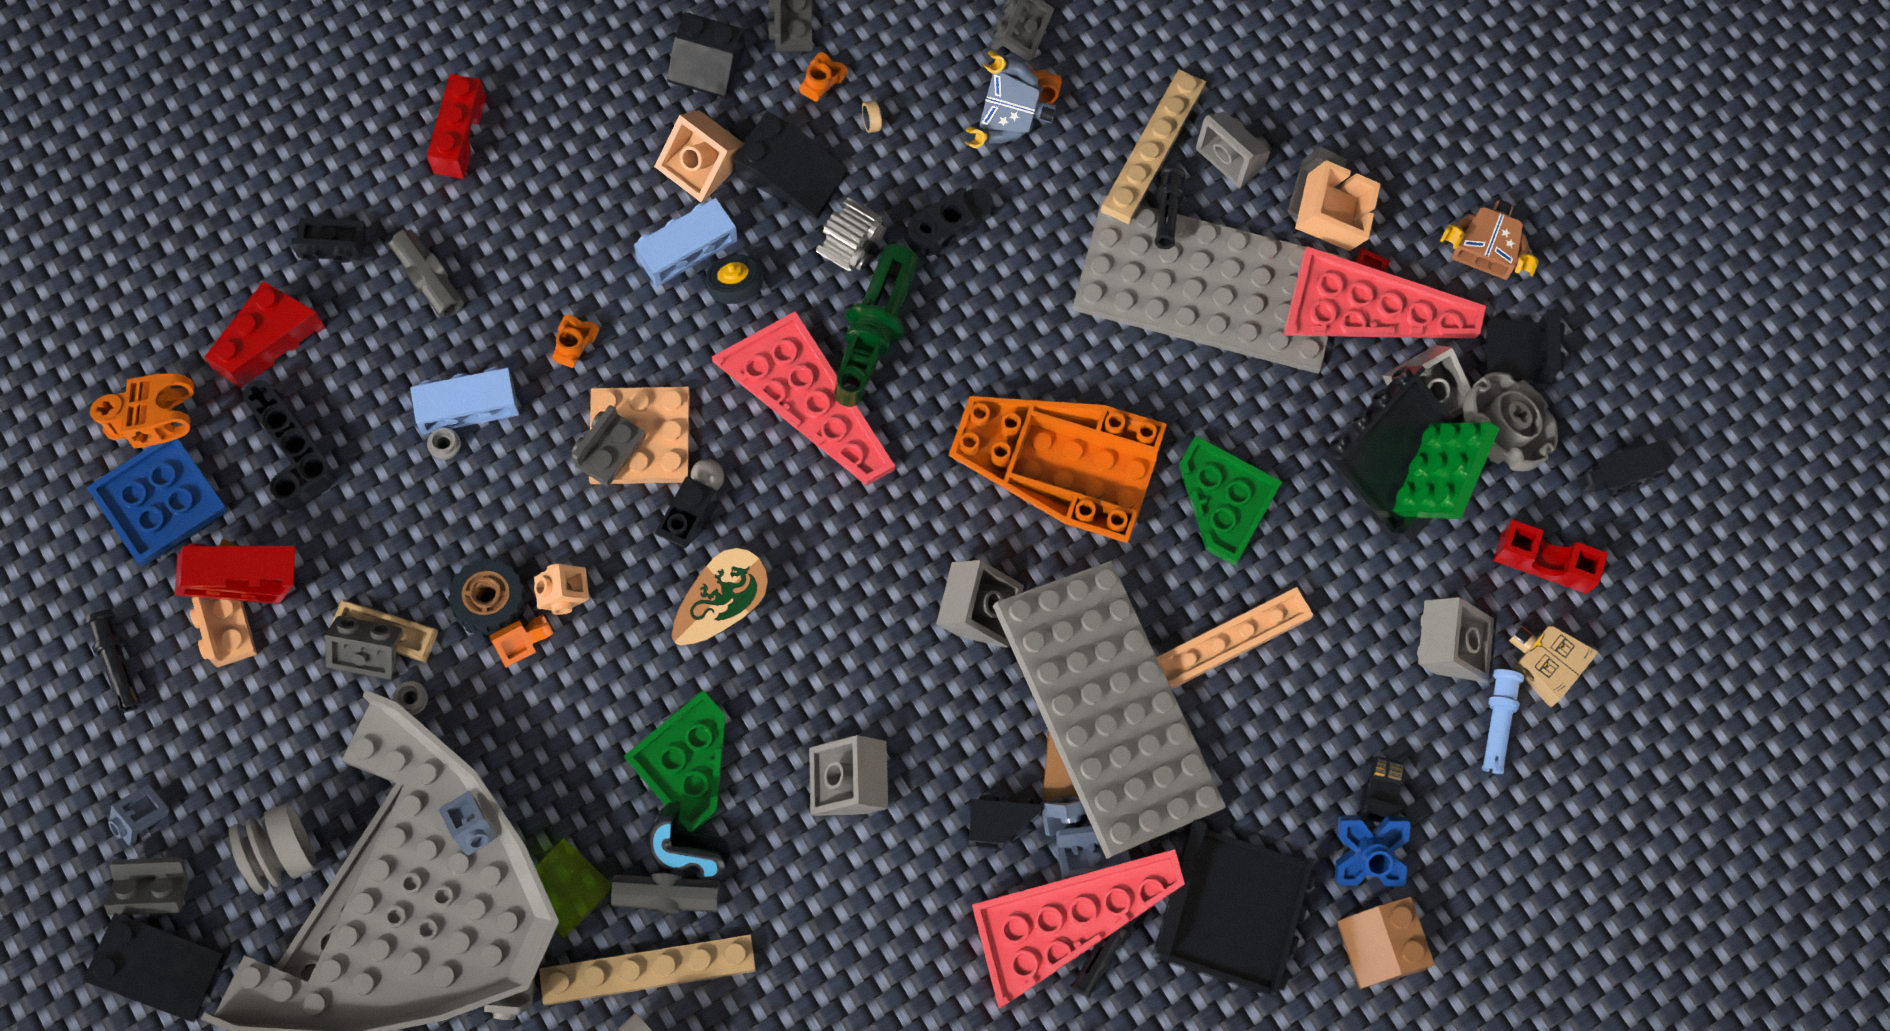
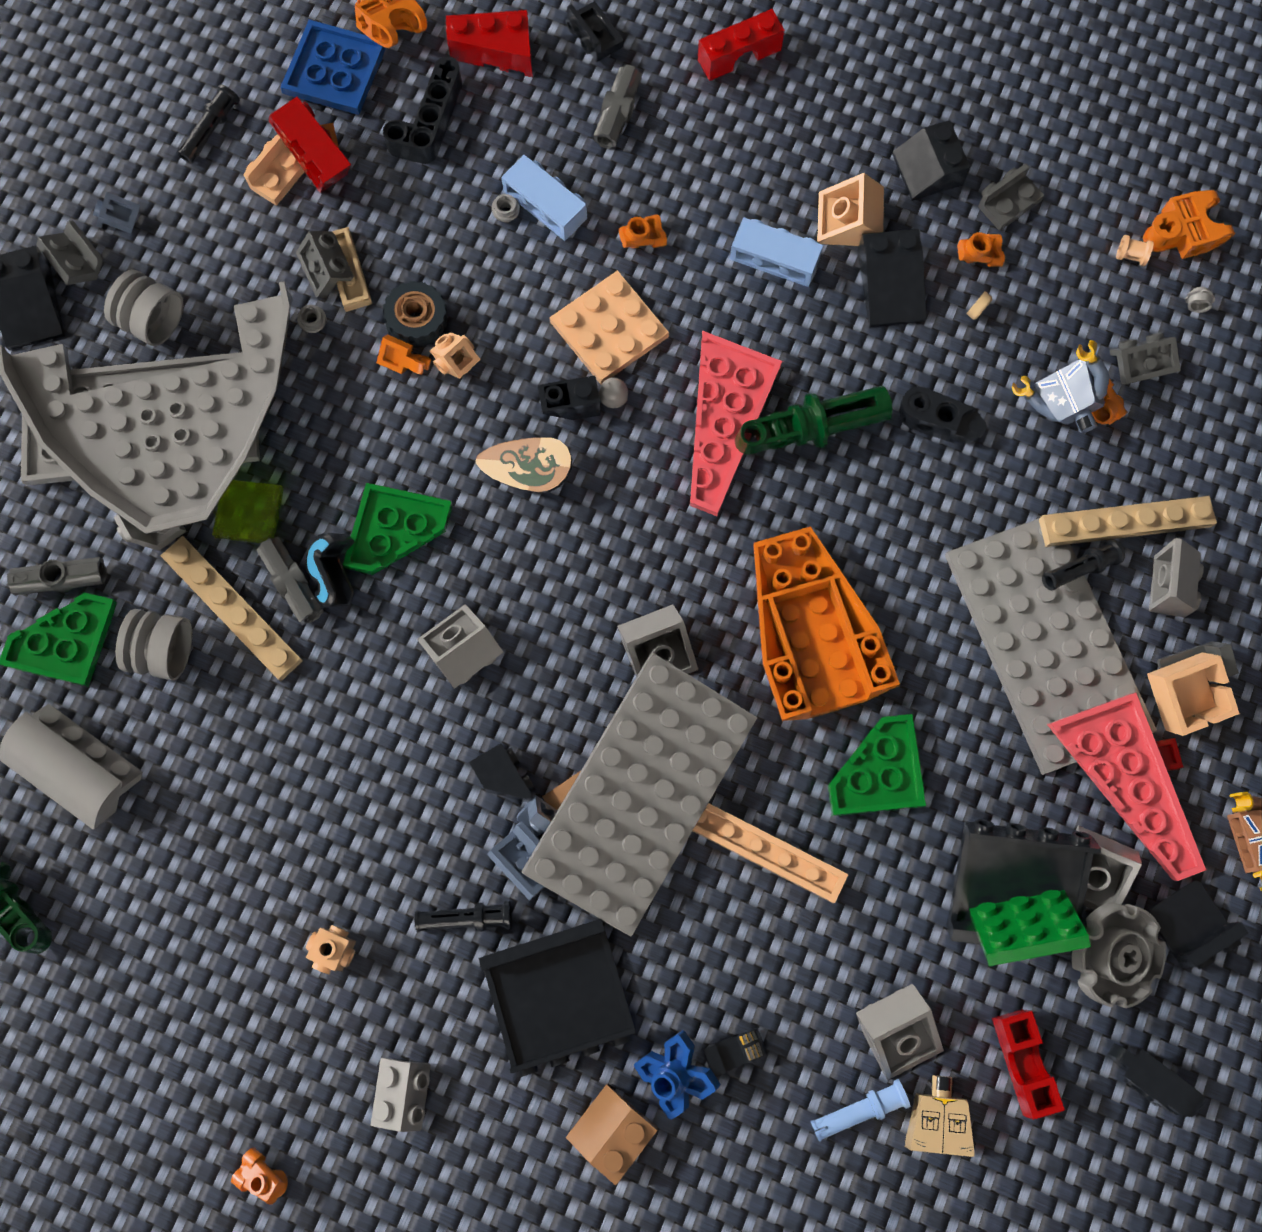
camera: 60 degrees right, 5 degrees up
(467, 823) = (235, 410): sand blue bracket -> none
(607, 446) = (579, 308): dark grey bracket -> none
(734, 279) = (773, 303): black wheel -> none
(851, 235) = (870, 356): light grey brick -> none
(1050, 925) = (449, 866): coral wing -> none

